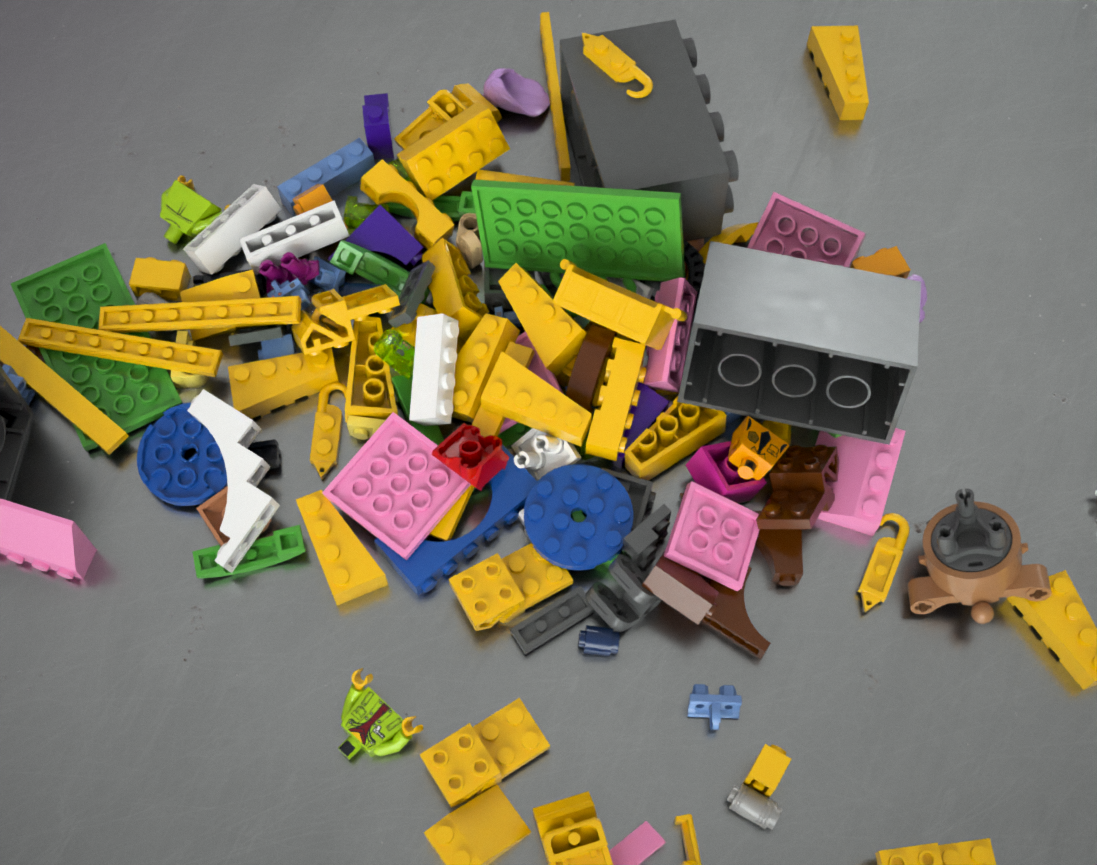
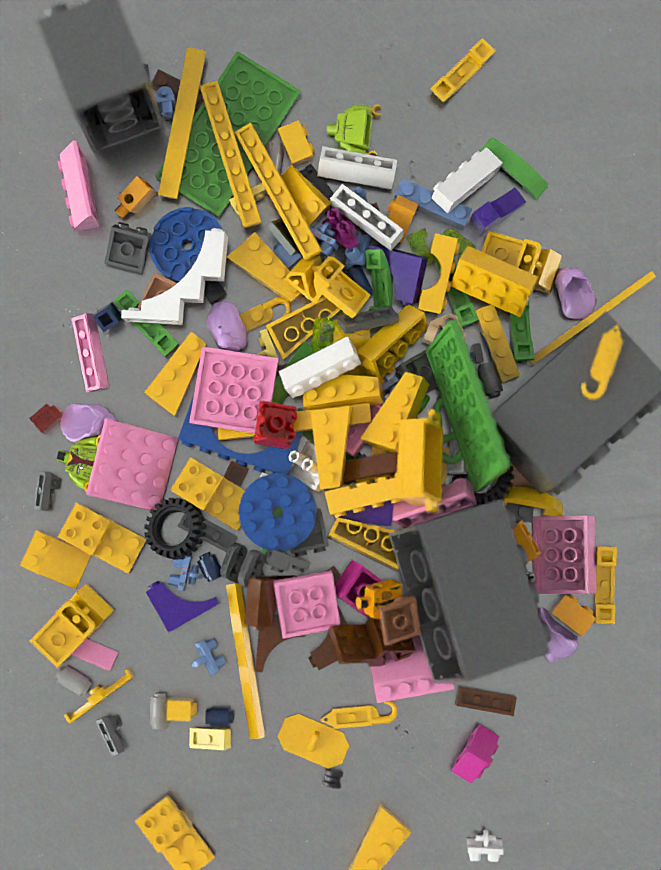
camera: 55 degrees right, 20 degrees up
(90, 479) = (141, 193): none -> light orange torso
(144, 524) = (127, 247): none -> dark grey plate
(204, 79) = (463, 71): none -> yellow slope
(211, 591) = (107, 317): none -> dark blue brick
(240, 644) = (90, 352): none -> bright pink slope
(286, 742) = (46, 418): none -> clear red brick
(314, 461) = (227, 327): none -> lavender hair
(321, 693) = (84, 421): none -> lavender hair
(323, 127) = (466, 180): none -> white brick
(341, 83) = (517, 168): none -> bright green slope
(371, 793) = (45, 483): none -> dark grey hinge
(414, 662) = (131, 465): none -> bright pink plate
(495, 648) = (193, 536): none -> black tyre
(499, 543) = (235, 473): none -> reddish brown plate
(522, 164) = (521, 336): none -> bright green slope
(579, 669) = (180, 581): none -> medium blue hips
(630, 713) = (173, 609): none -> dark purple arch
(744, 661) = (245, 661): none -> yellow tile
(792, 435) = (400, 620): none -> nougat slope
(800, 733) = (219, 716): none -> dark blue brick
(823, 759) = (210, 738): none -> light yellow plate
(876, 234) = (605, 584): none -> yellow slope
(886, 638) = (313, 741): none -> yellow shield
(935, 411) = (486, 701): none -> reddish brown plate
(949, 634) = (332, 778): none -> black wheel
(974, 560) = (382, 773): medium nougat piece -> none
(1000, 450) = (476, 755): none -> dark pink brick

